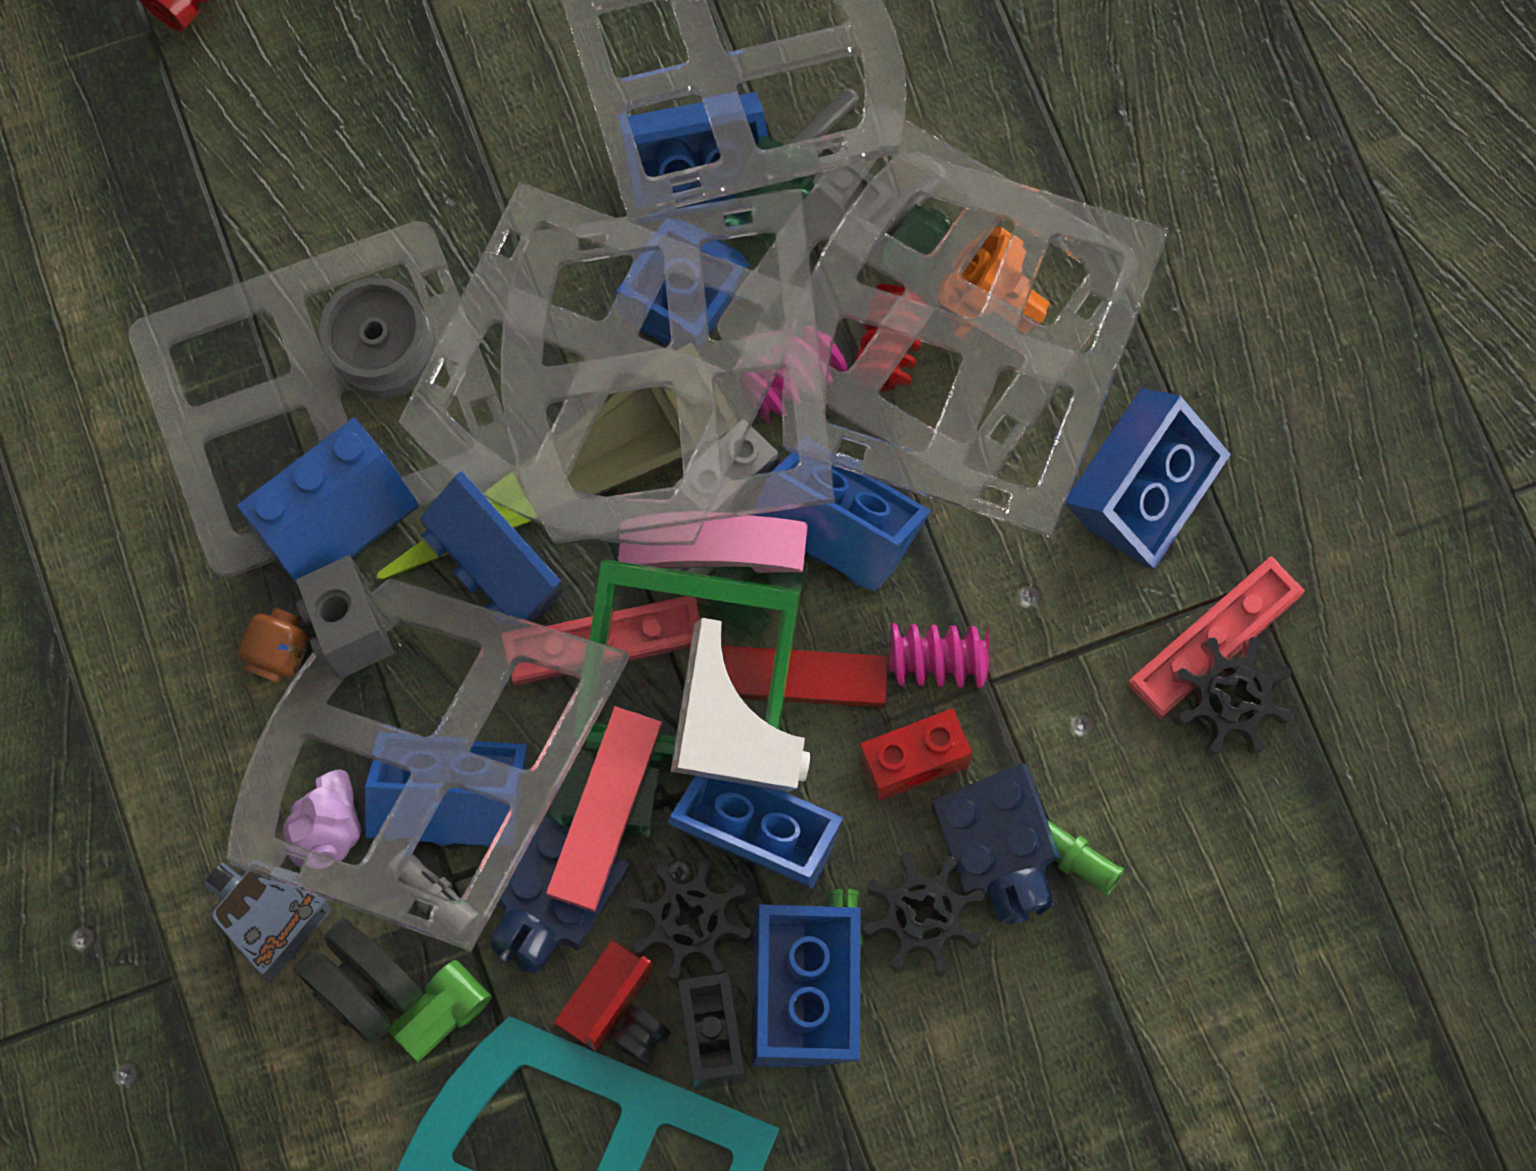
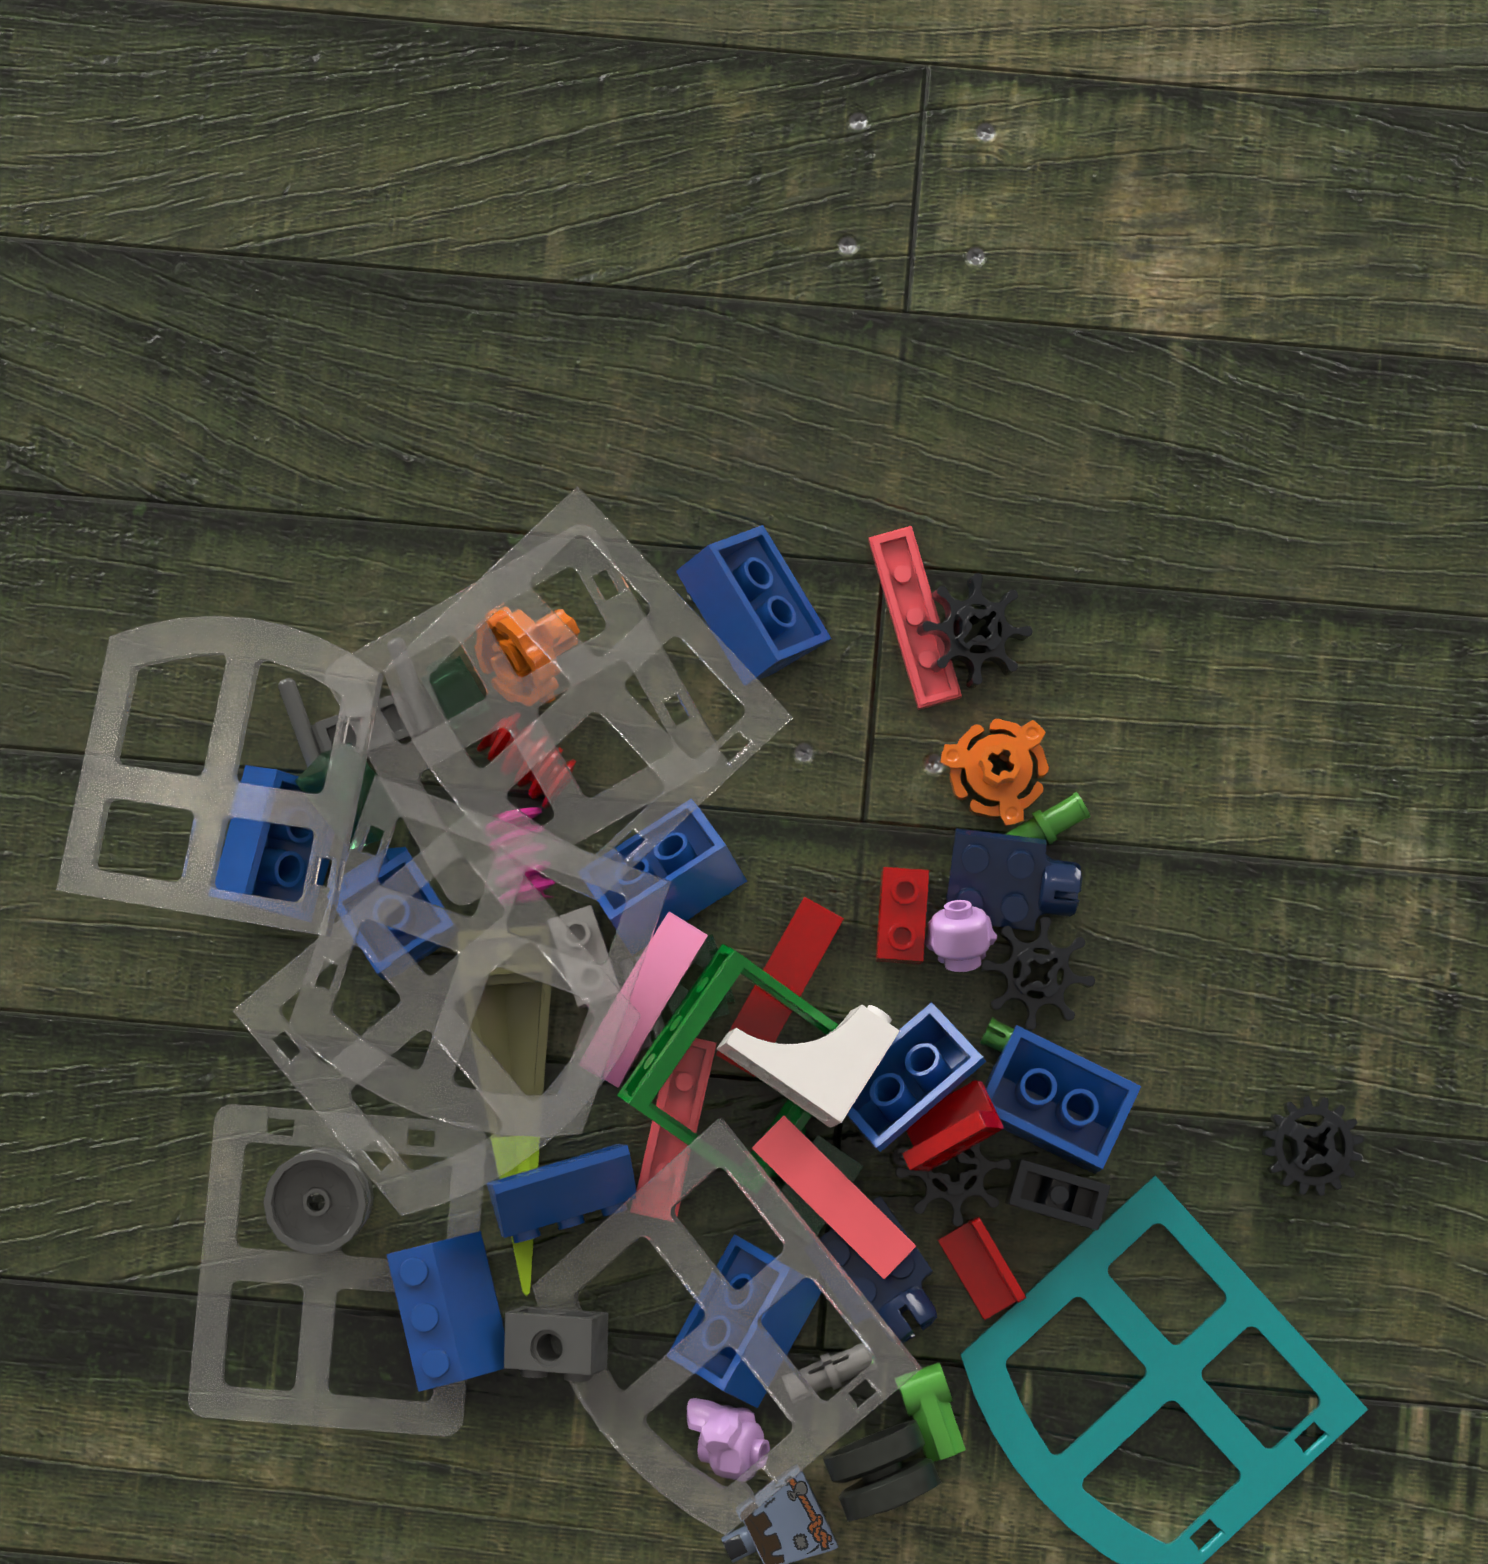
camera: 65 degrees left, 10 degrees up
(274, 645) = (549, 1411): dark orange head -> none
(639, 1035) = (1029, 1255): black wheel -> none
(725, 887) = (952, 1127): none -> red panel
(923, 814) = (960, 935): none -> lavender head
(939, 655) = (826, 854): dark pink piece -> none
(1112, 752) = (1005, 788): none -> orange piece

